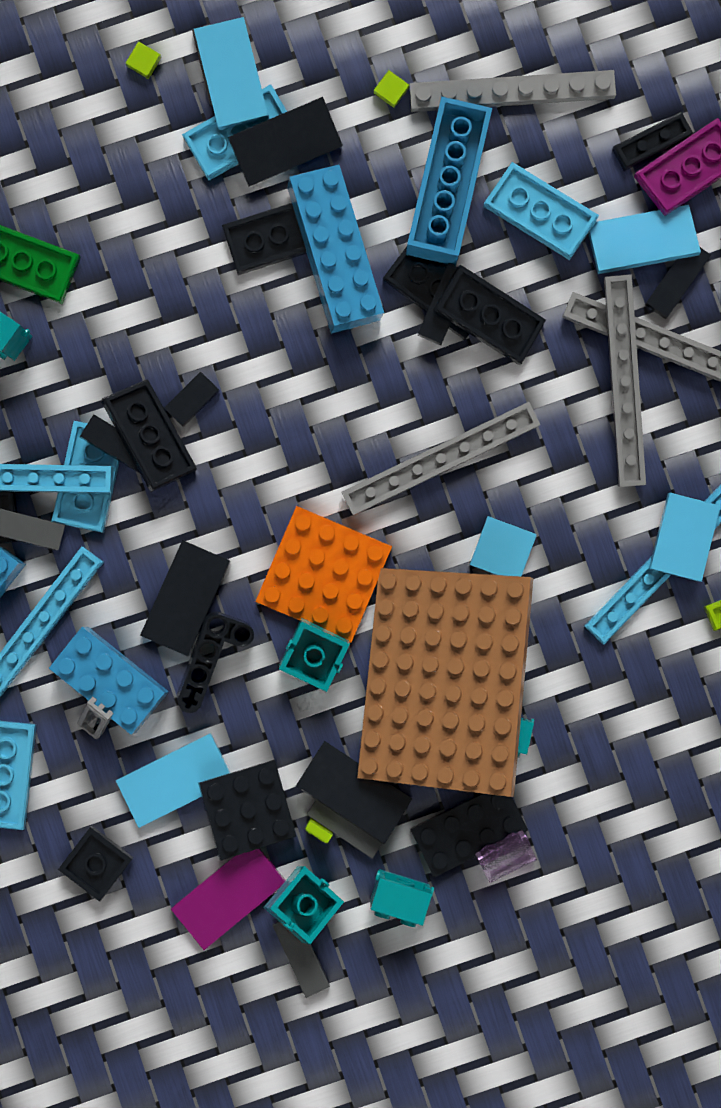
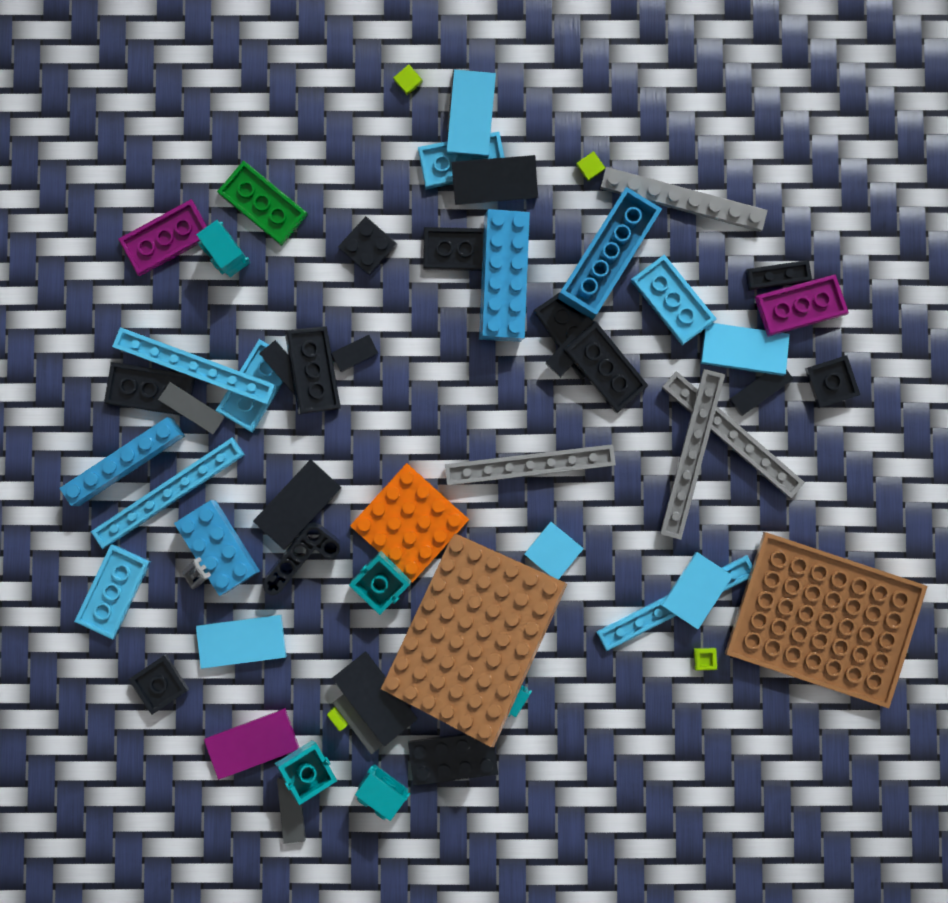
camera: 20 degrees right, 0 degrees up
(163, 269) = (367, 245): none -> black plate
(247, 809) = (288, 683): black plate -> none
(506, 856) = (473, 788): clear purple bracket -> none

